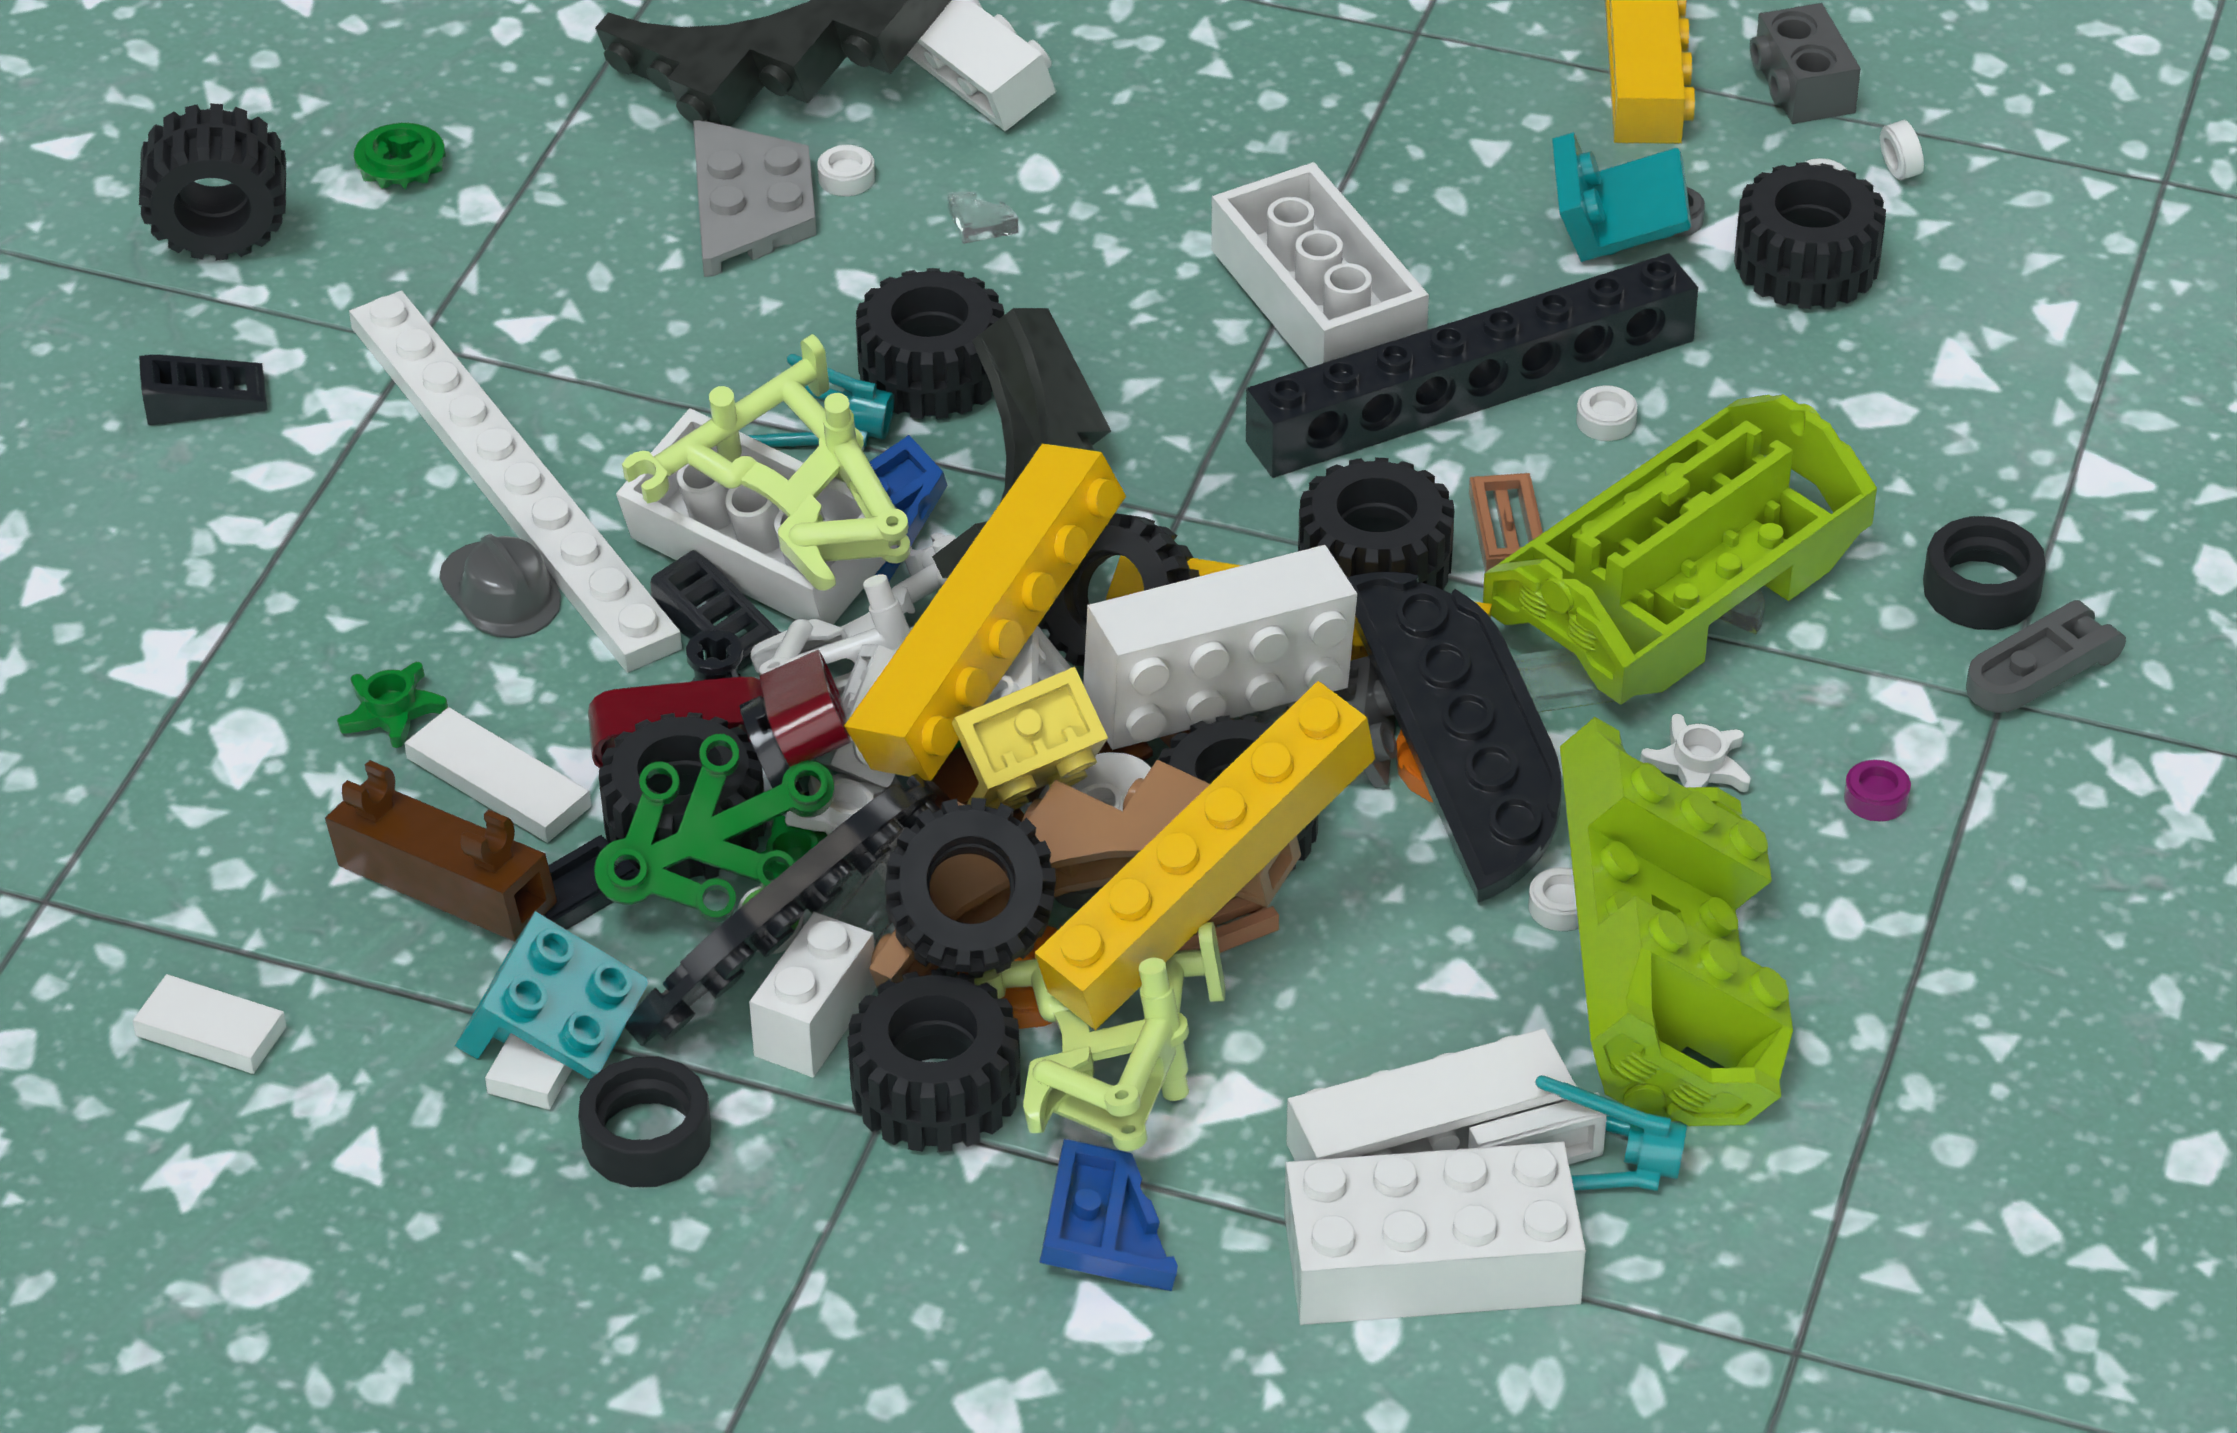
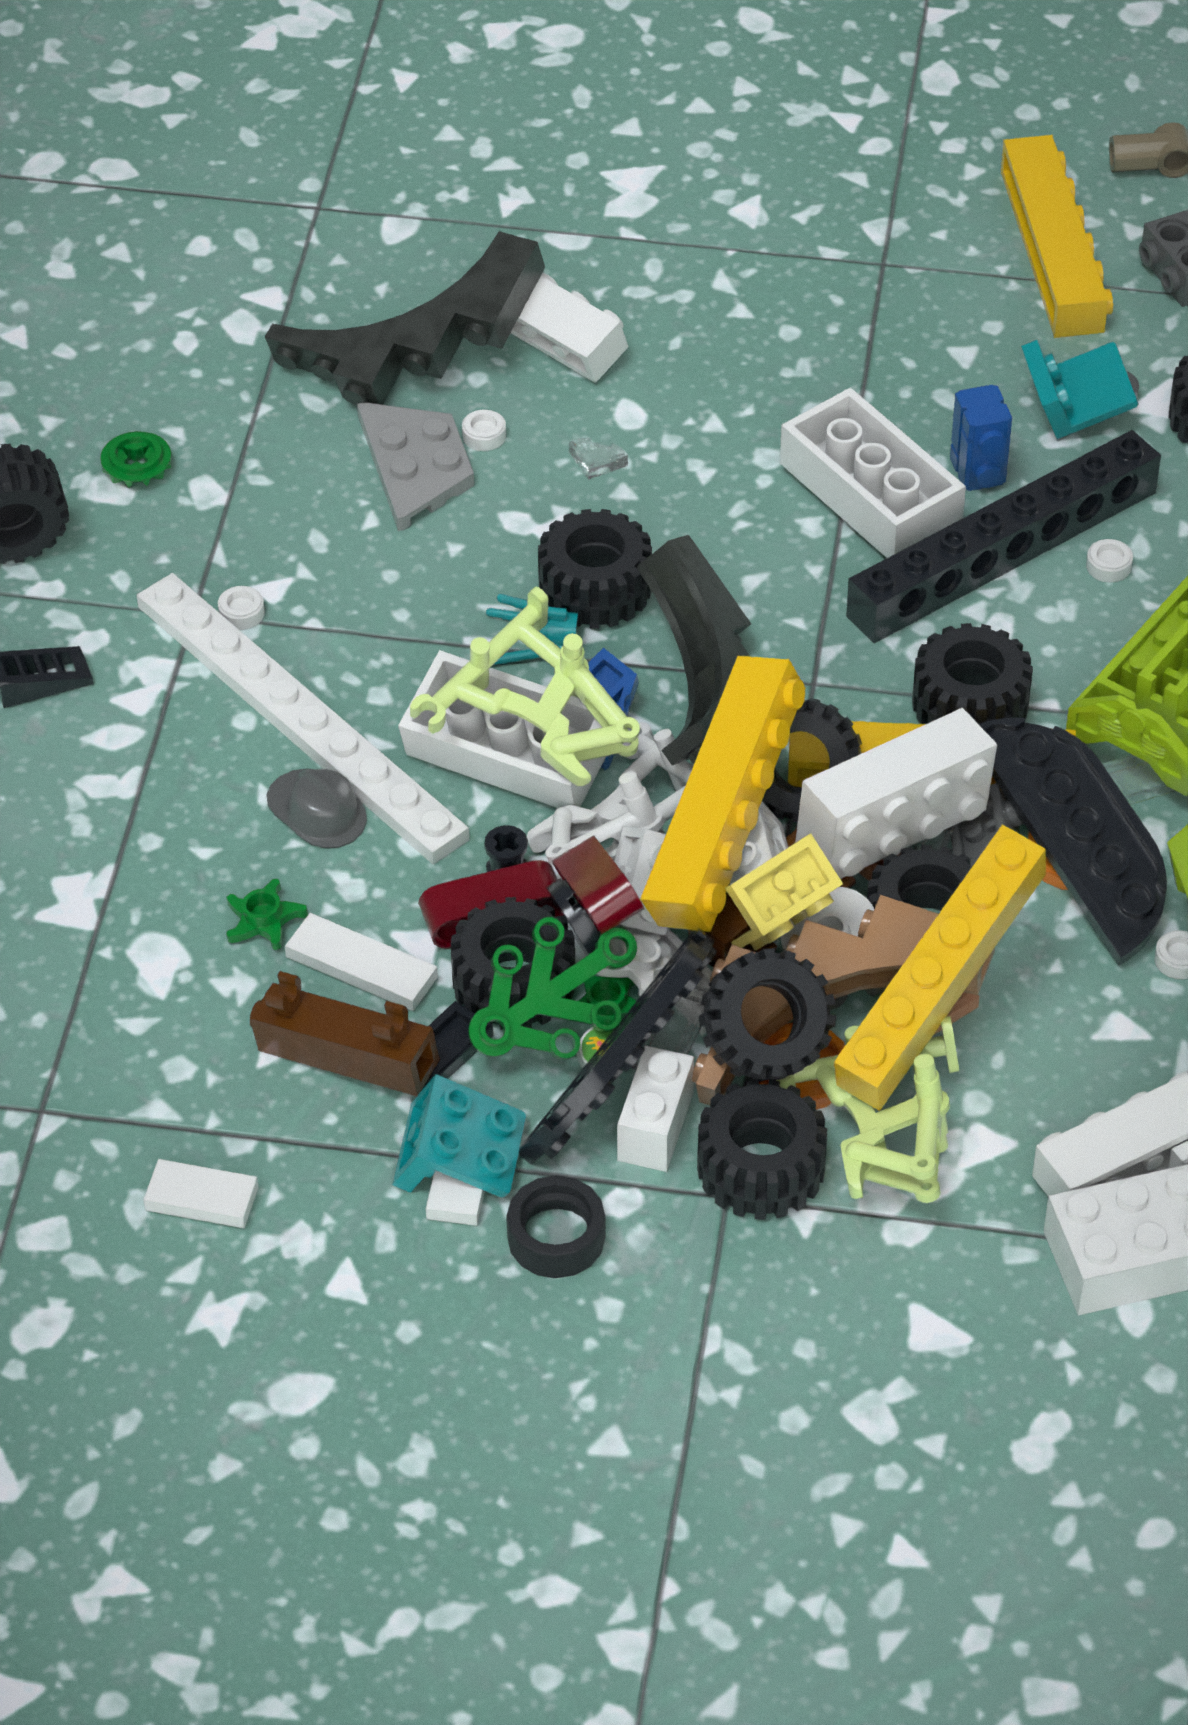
camera: 10 degrees left, 5 degrees up
(478, 341) = (242, 606): none -> white tile
(696, 580) = (469, 787): black slope -> none
(1104, 1220) = (916, 1256): blue wing -> none
(1470, 242) = (980, 437): none -> blue brick
(1499, 485) = (1046, 669): nougat tile -> none

